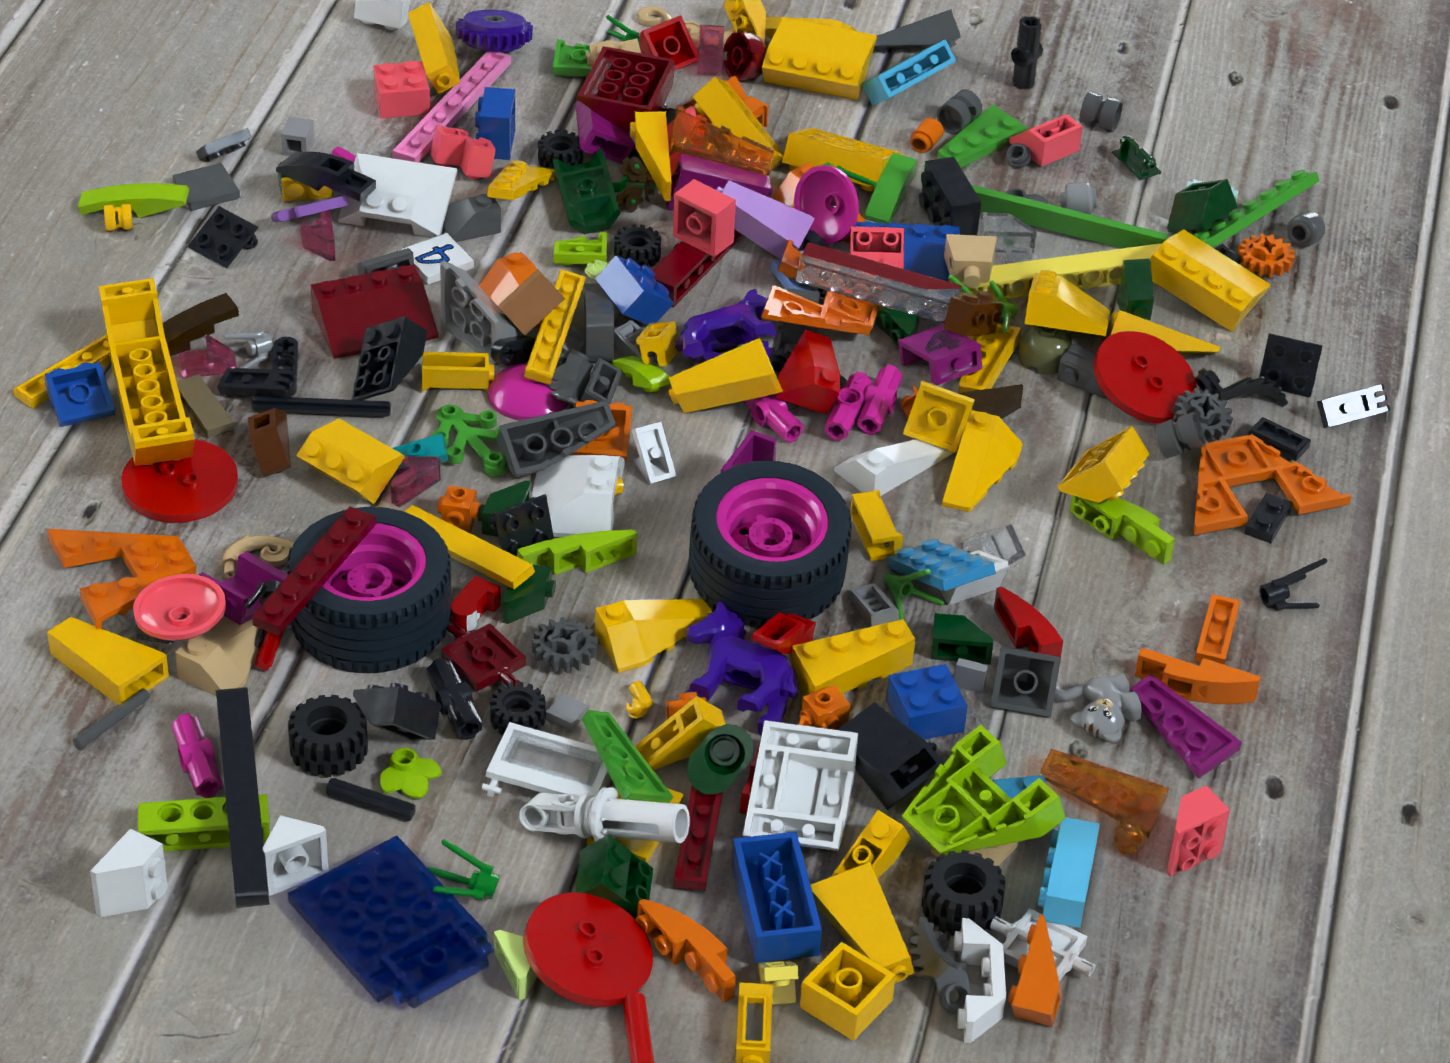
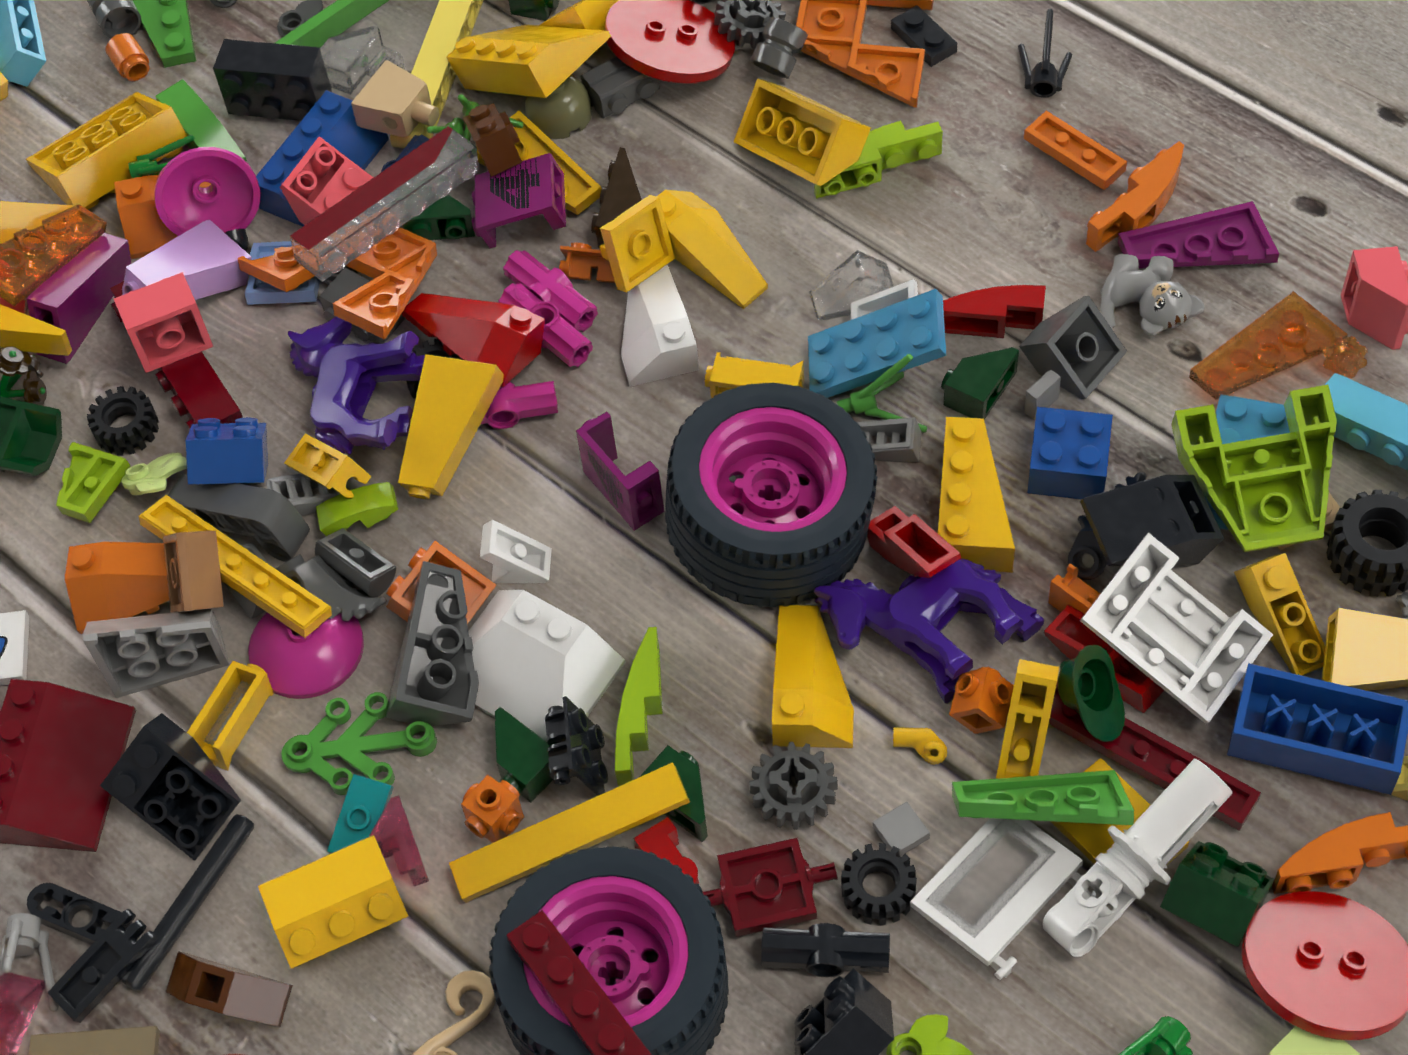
camera: 55 degrees left, 15 degrees up
(515, 345) = (235, 630): black beam -> none
(827, 707) = (1040, 556): orange brick -> none

